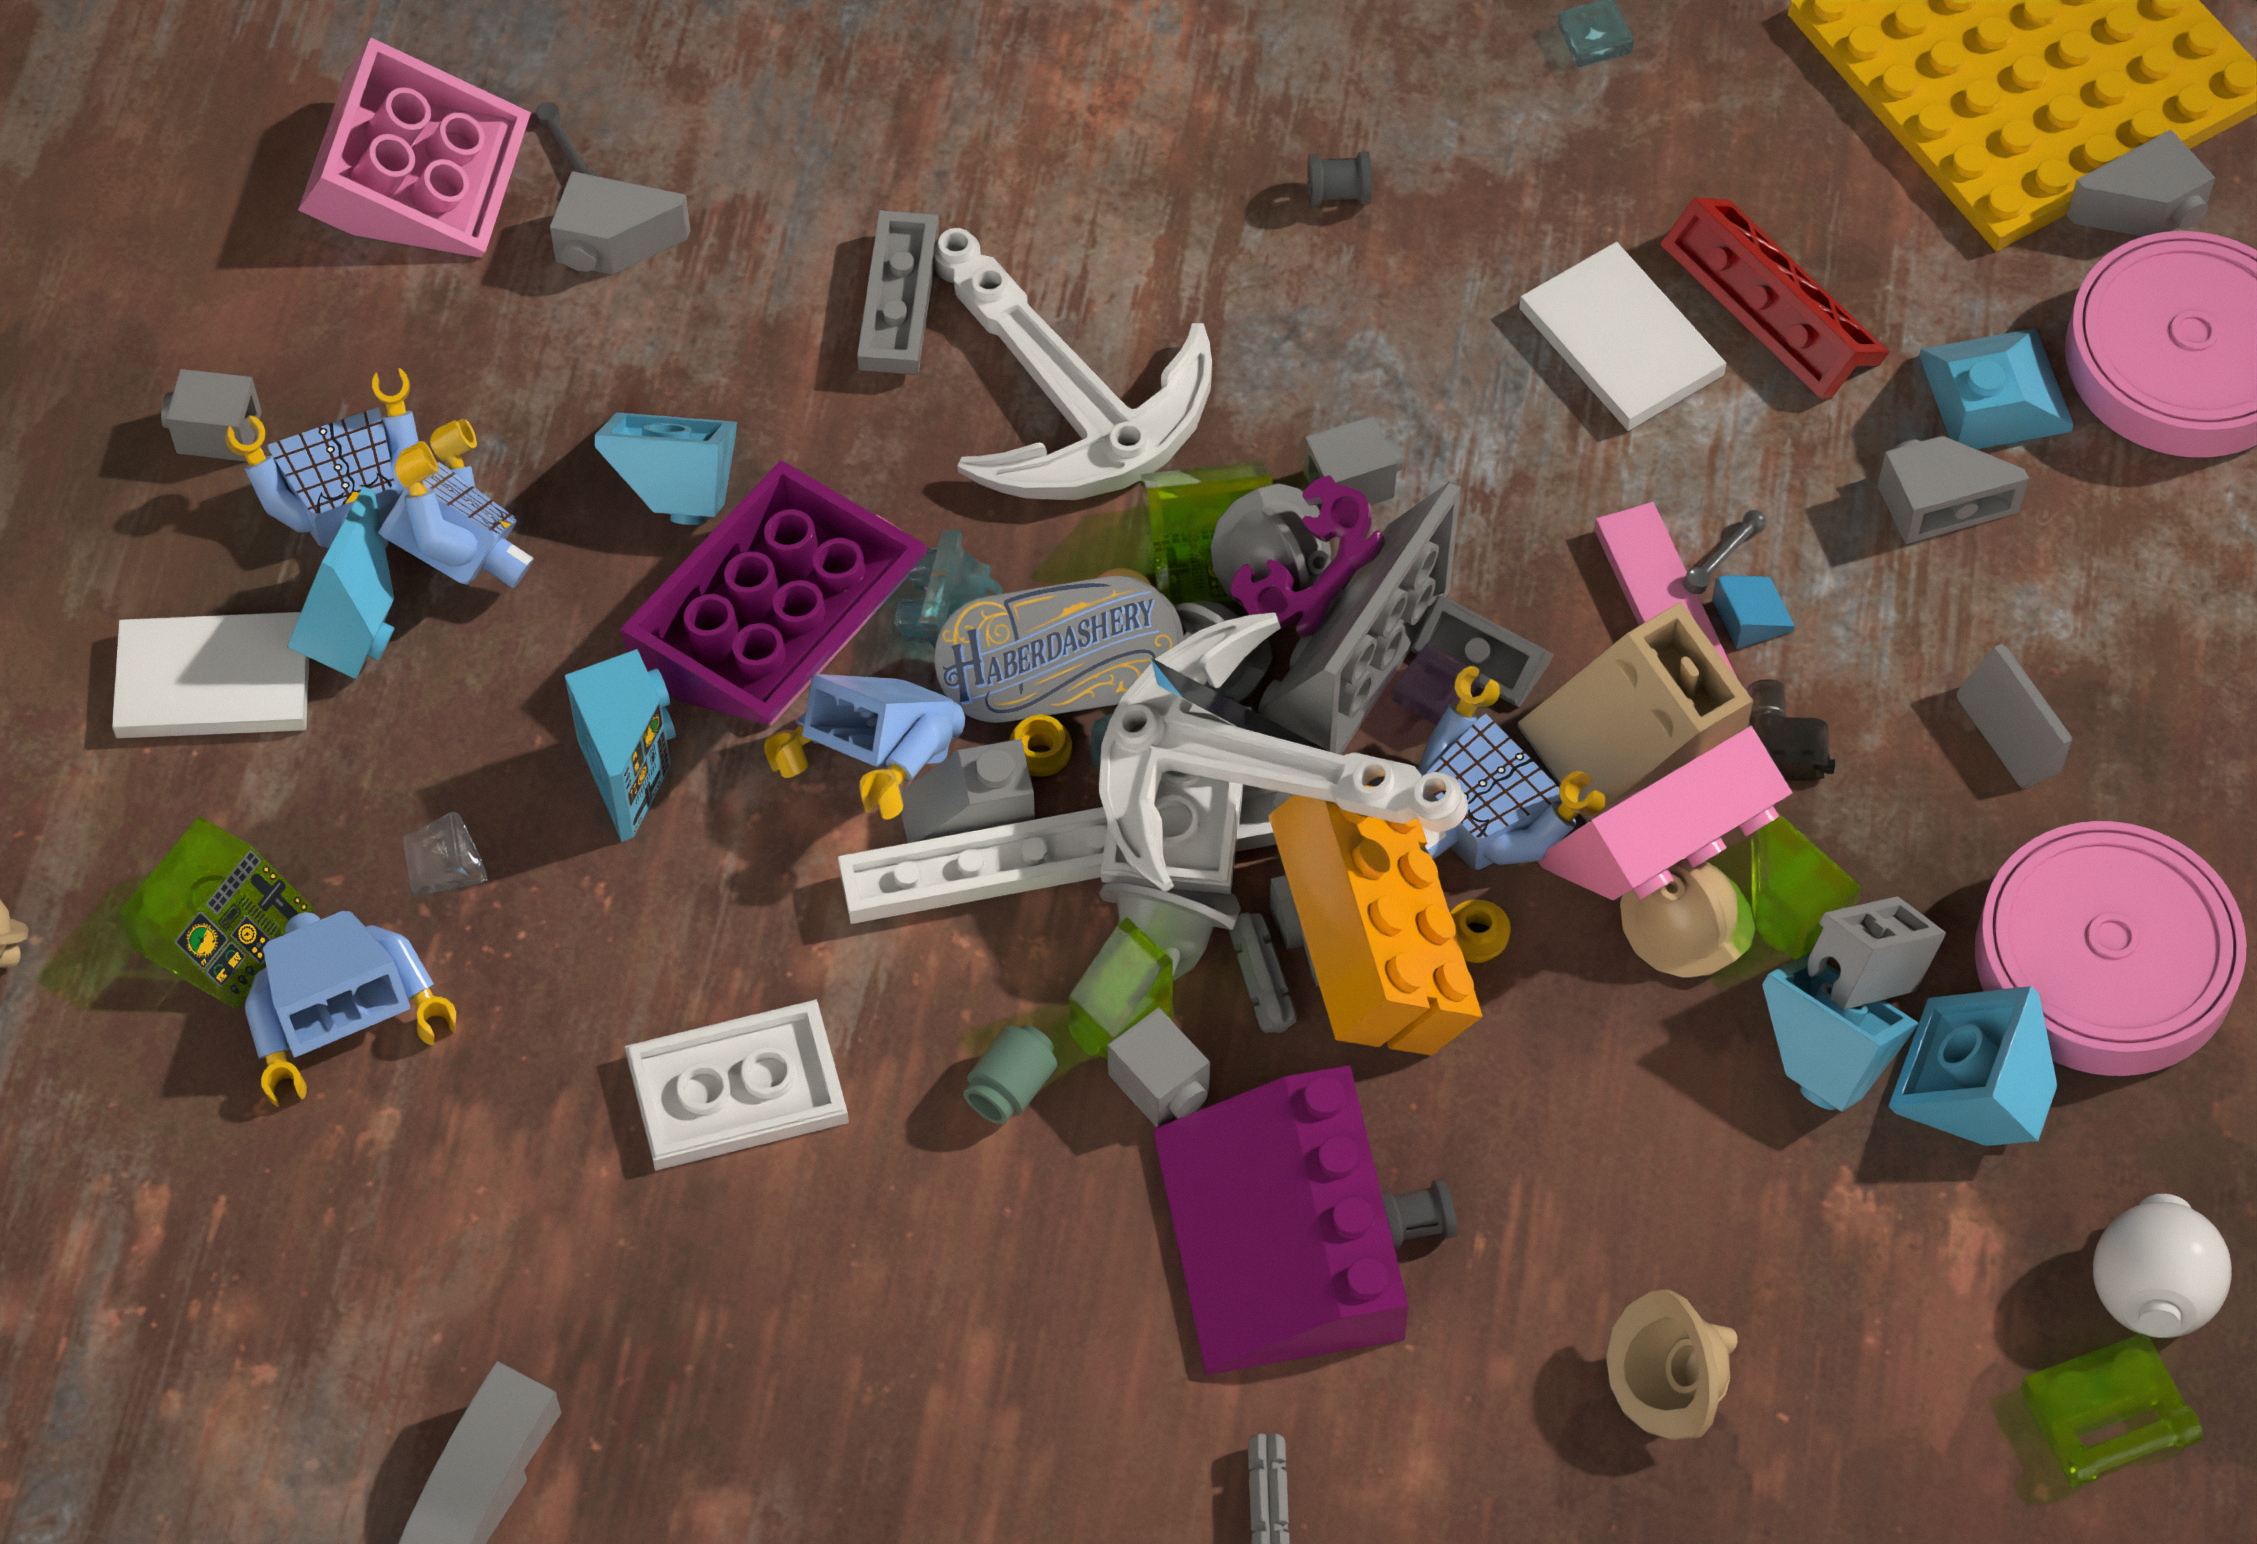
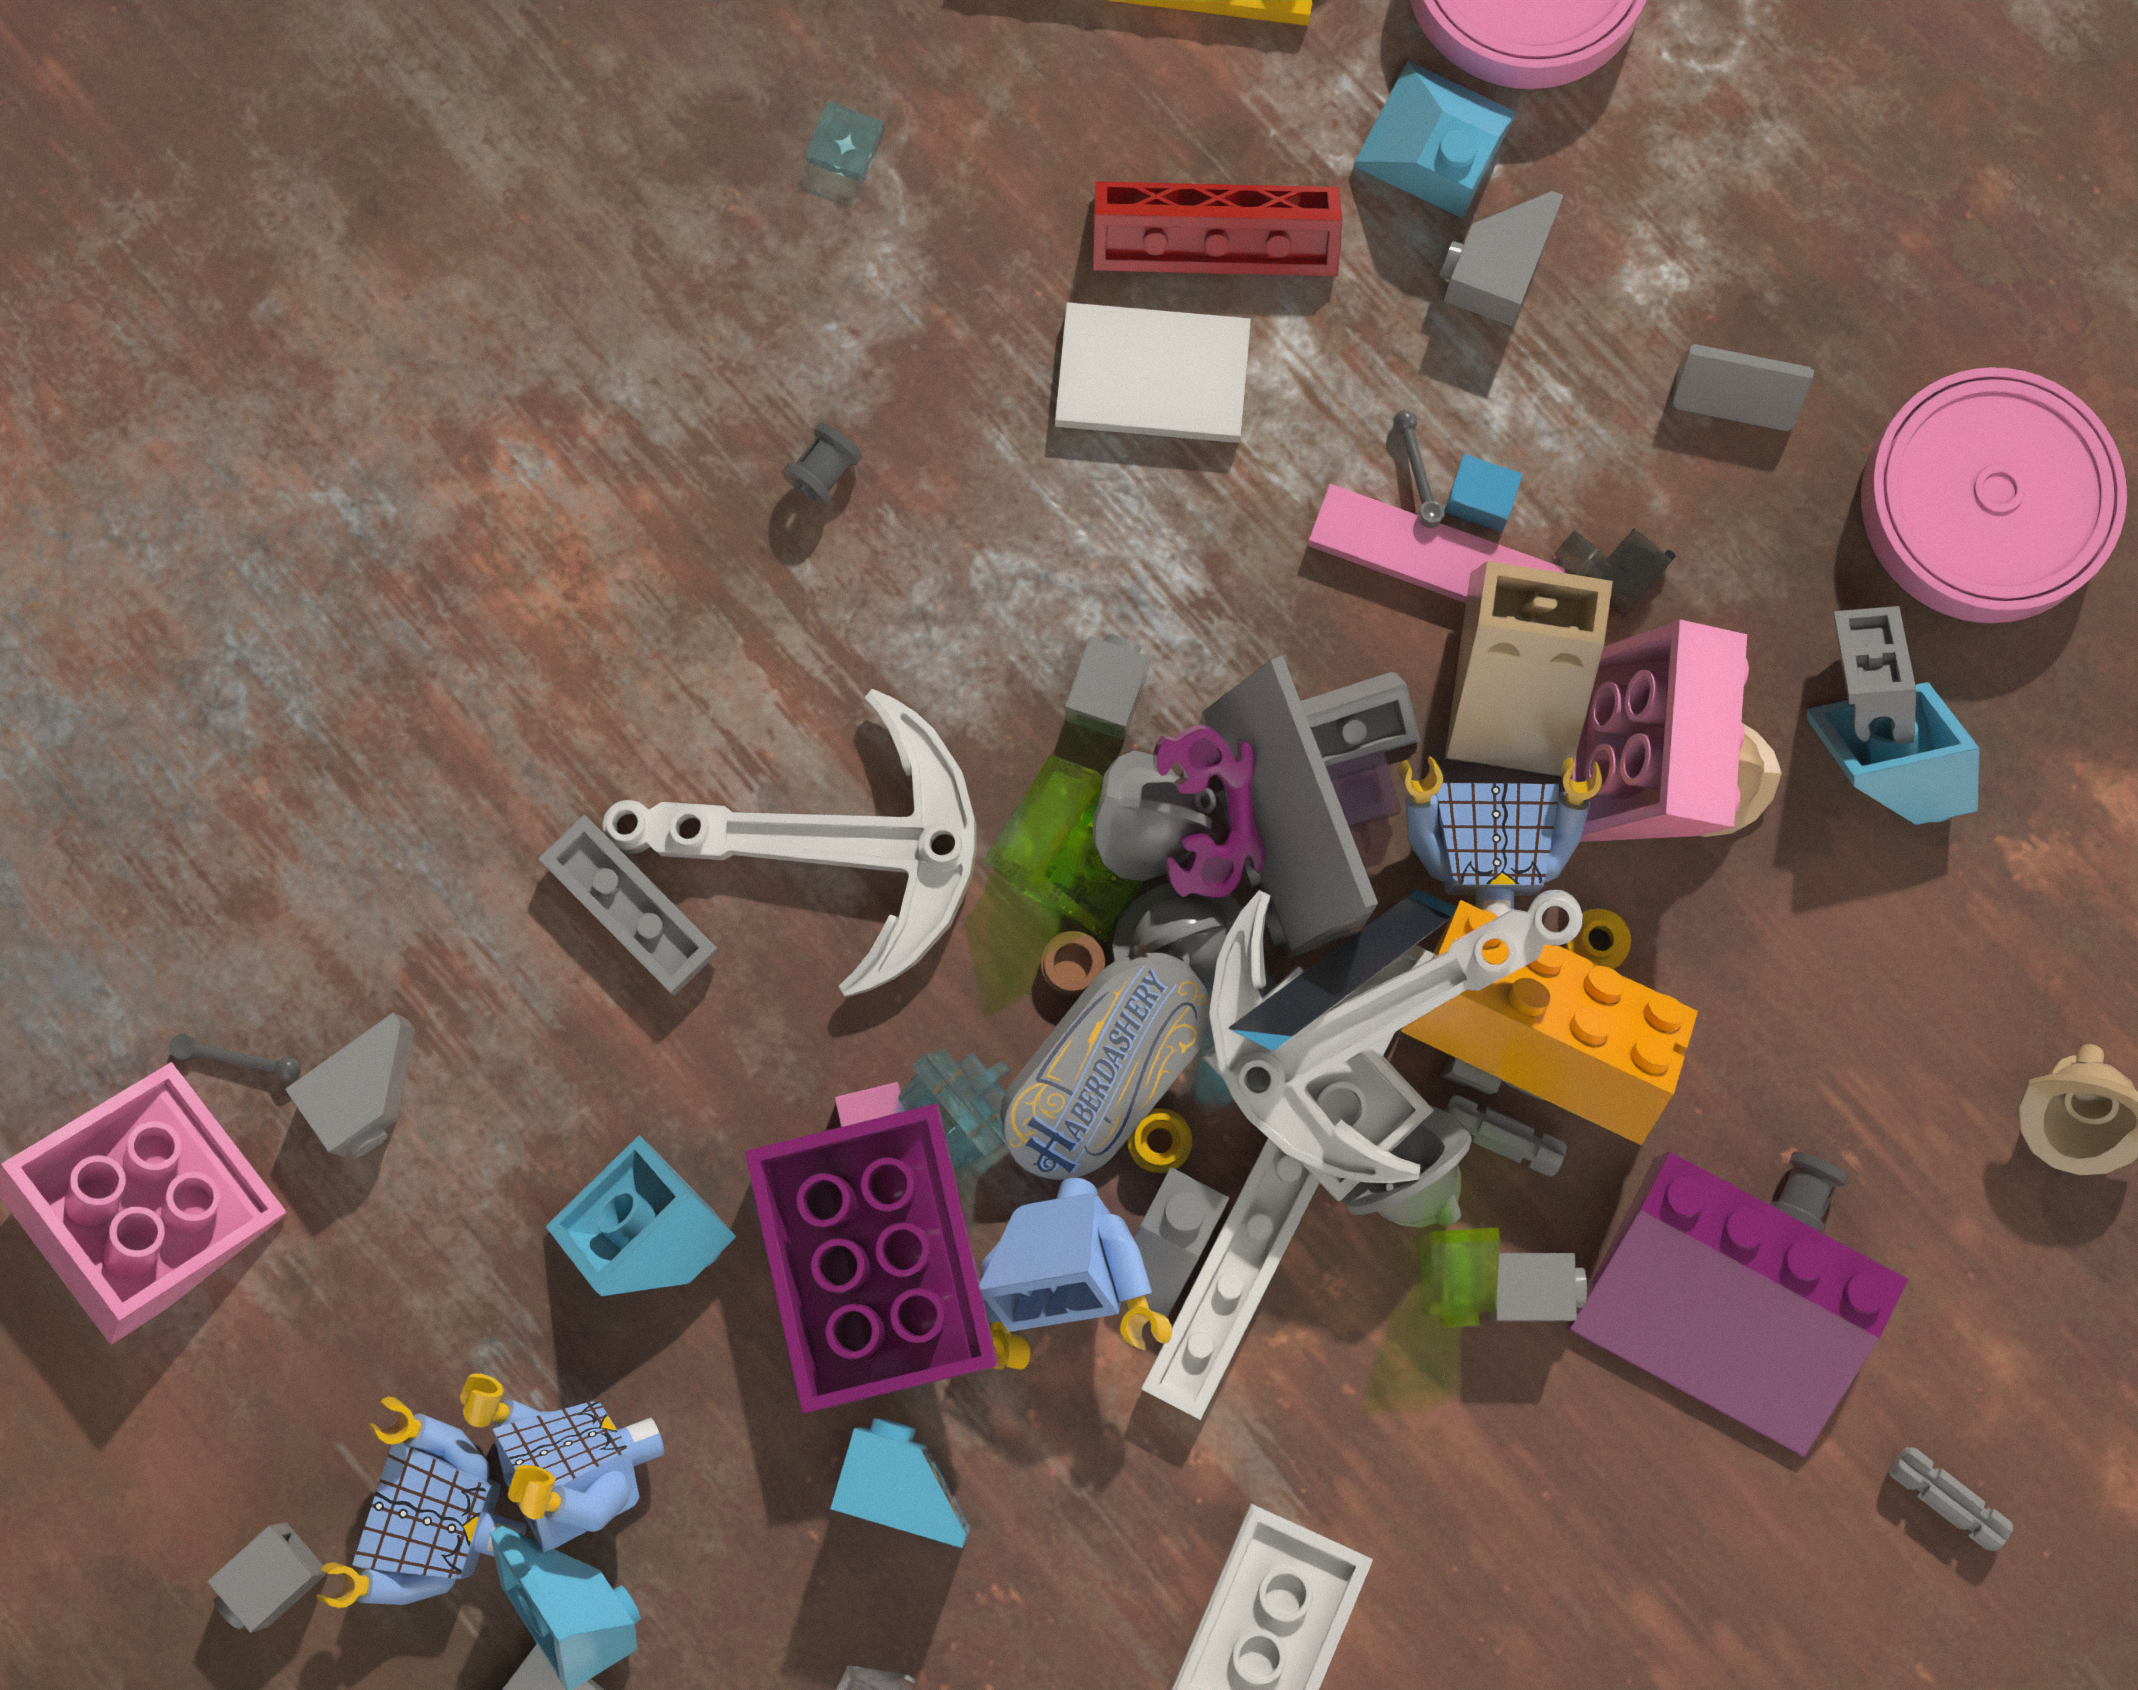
camera: 50 degrees left, 20 degrees up
(1010, 1073) = (1444, 1406): sand green brick -> none
(1794, 887) = (1781, 683): clear neon green slope -> none
(1980, 1067) = (2012, 674): medium azure slope -> none

